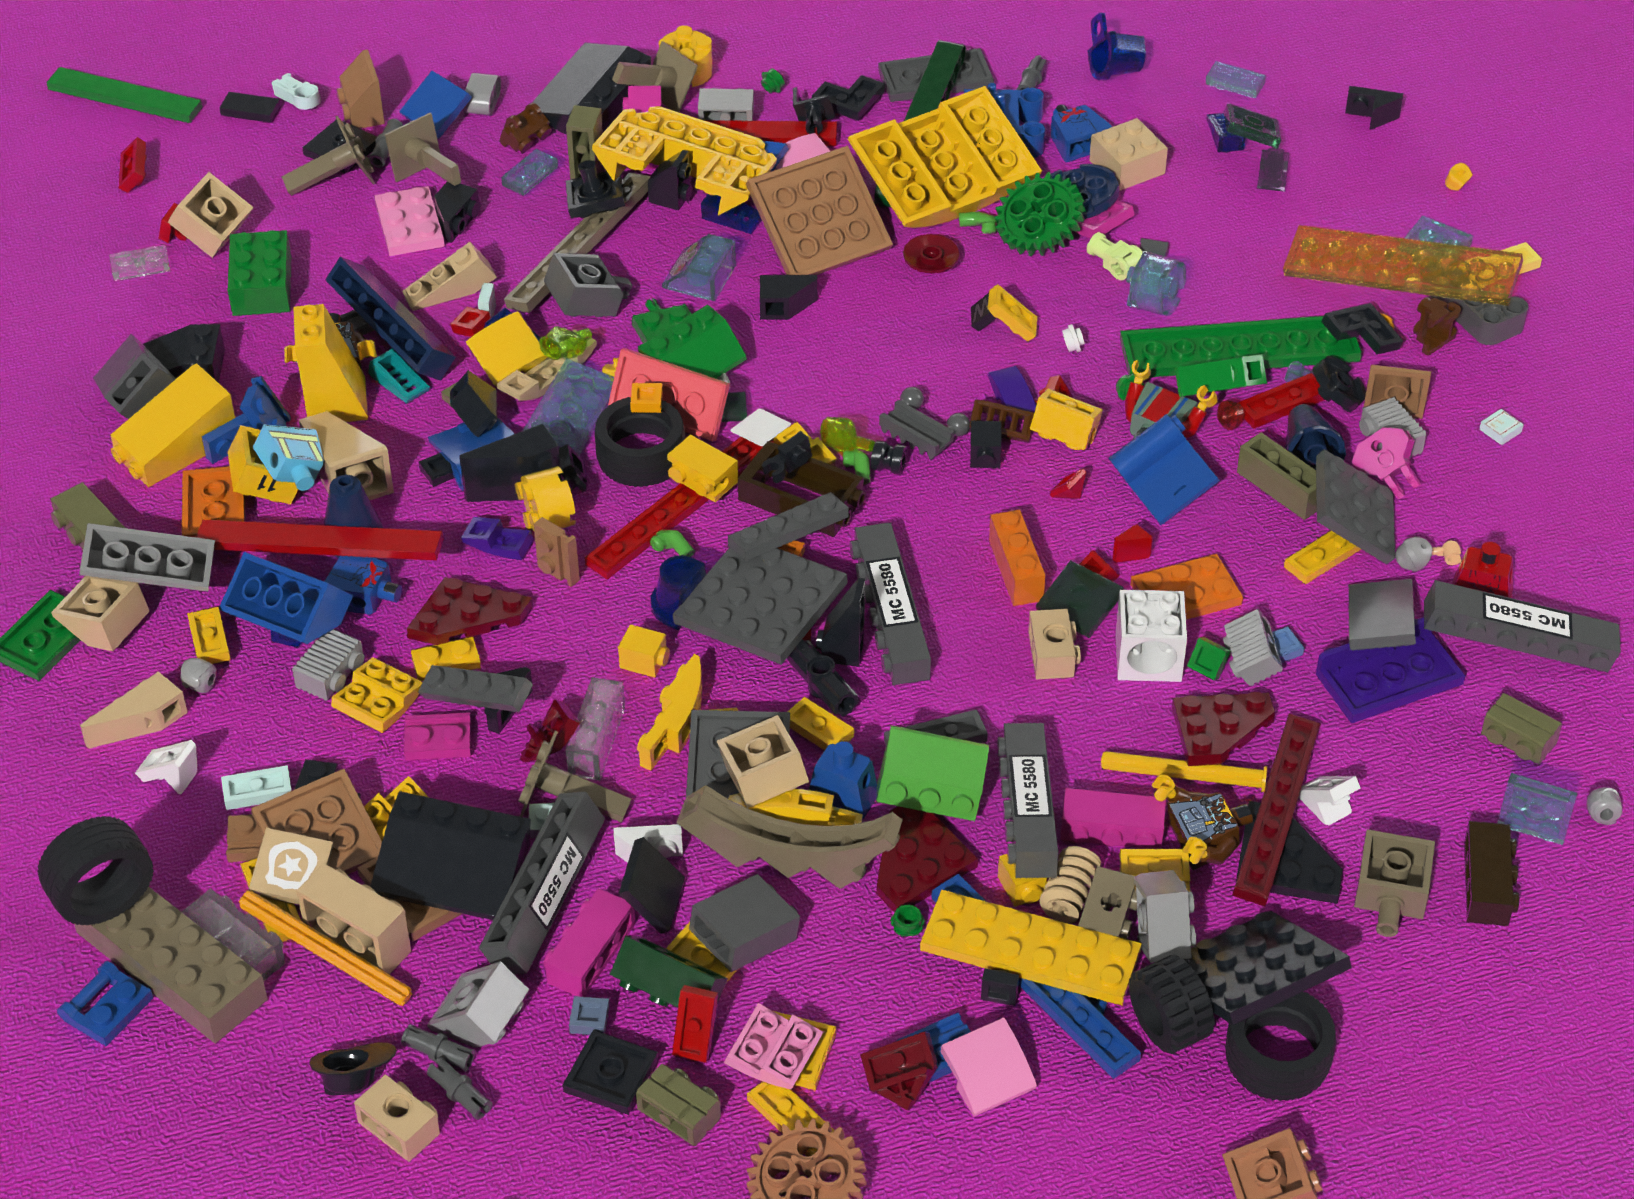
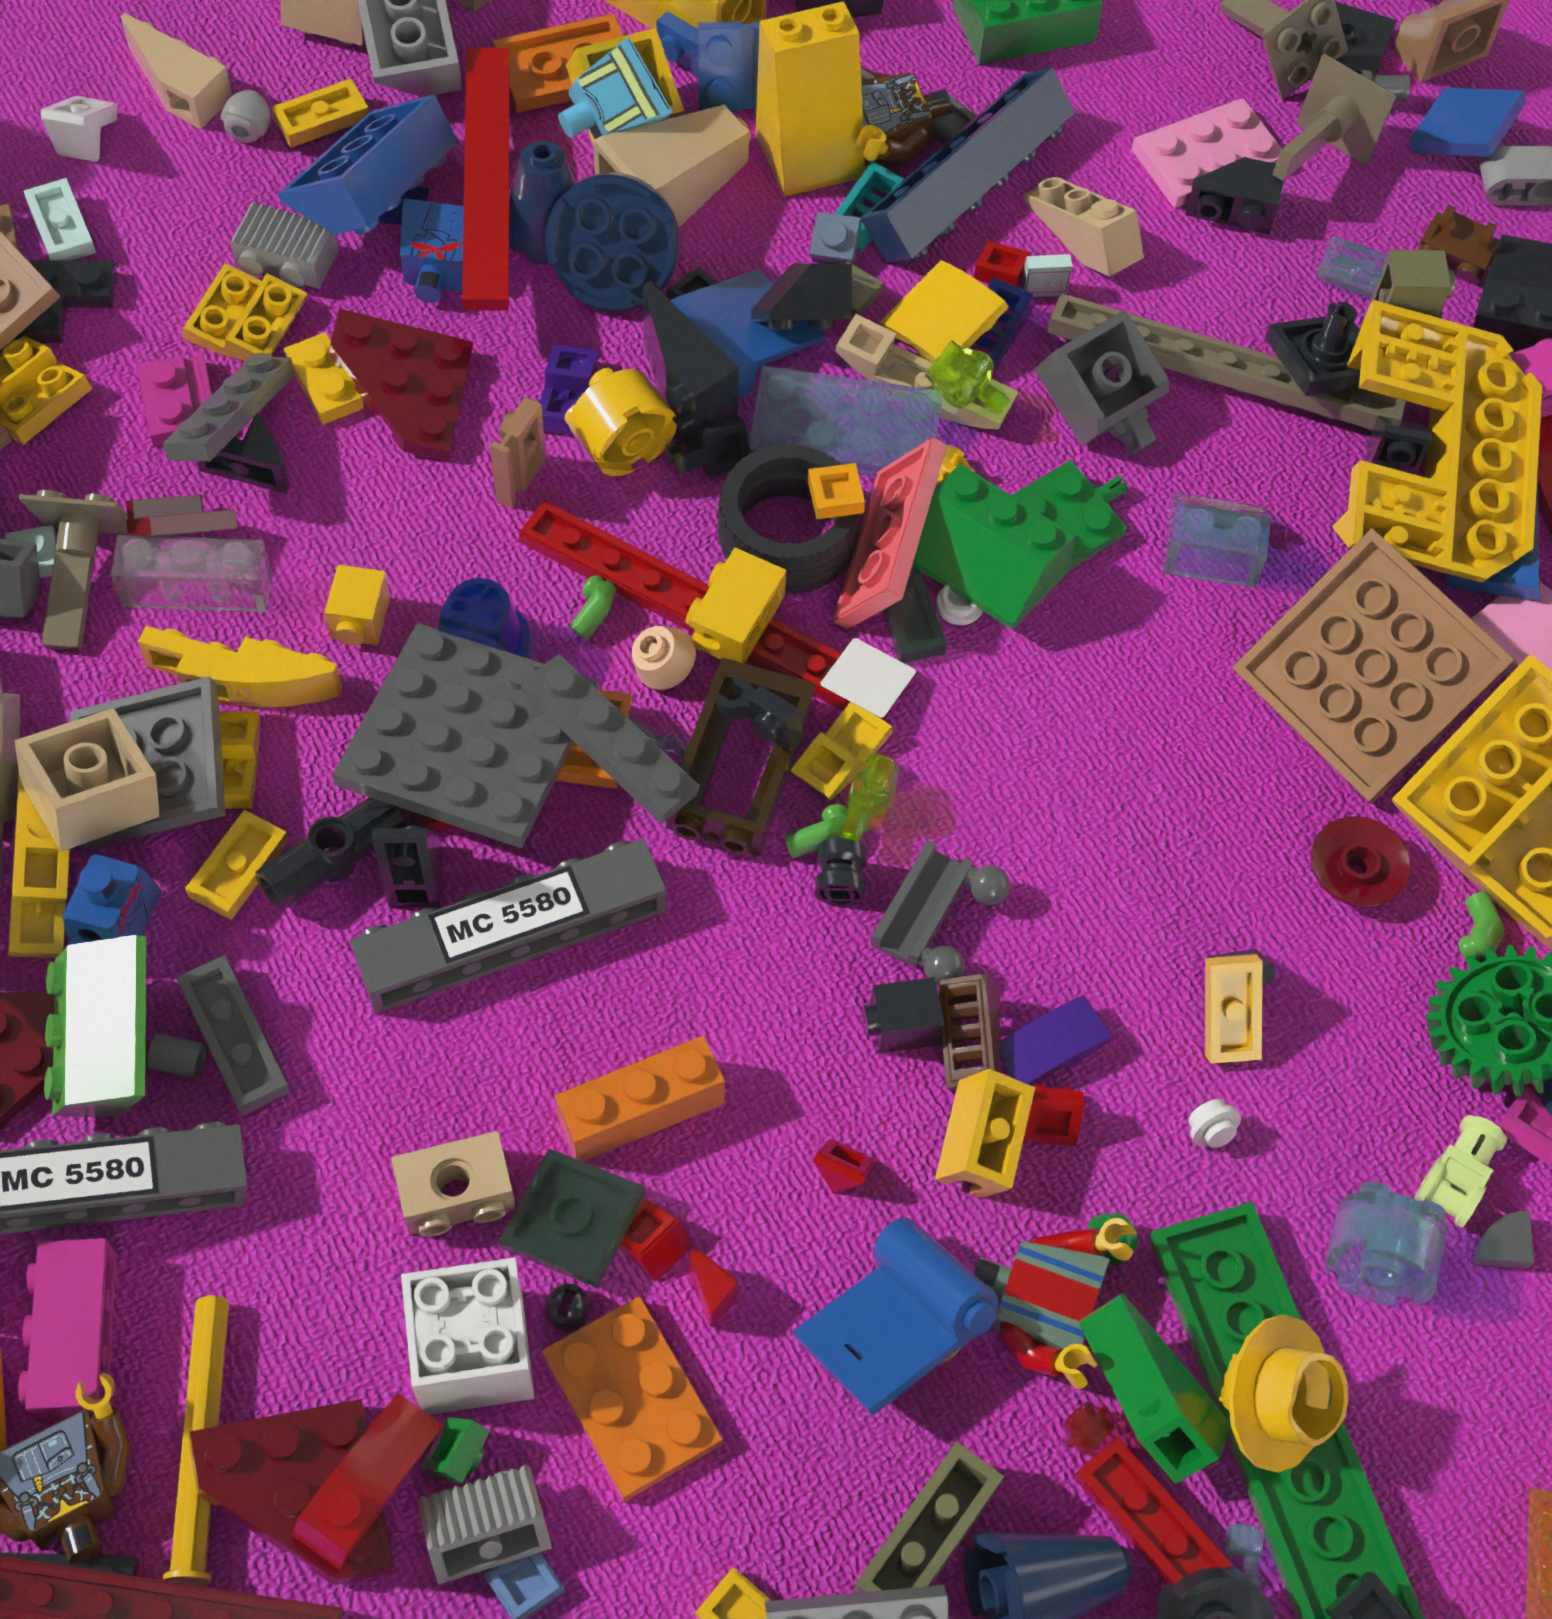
camera: 75 degrees right, 15 degrees up
(403, 482) = (611, 240): none -> dark blue tile
(421, 393) = (835, 238): none -> sand blue plate
(716, 518) = (663, 656): none -> light nougat cone
(786, 295) = (1184, 659): black slope -> none
(1233, 325) = (1282, 1393): none -> yellow helmet
(1233, 684) = (366, 1481): none -> red slope

